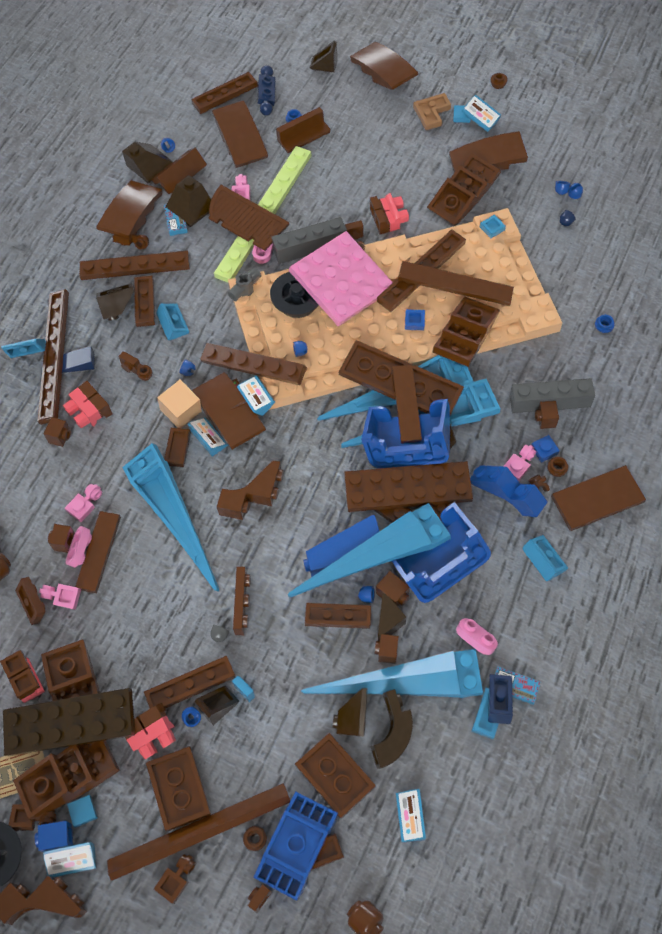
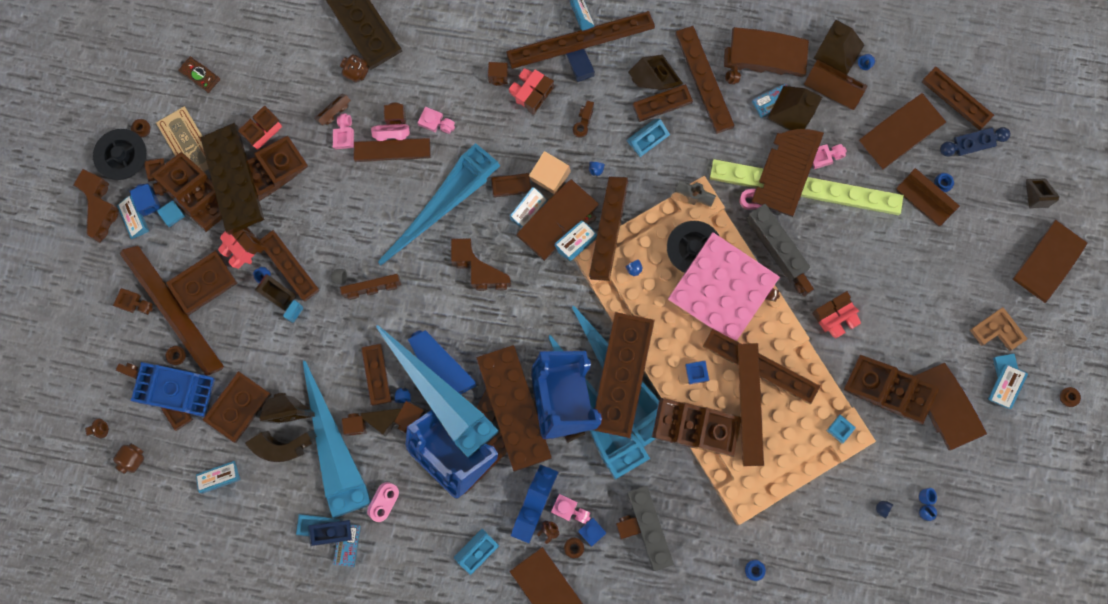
camera: 75 degrees right, 15 degrees up
(406, 404) = (594, 386): reddish brown tile -> none

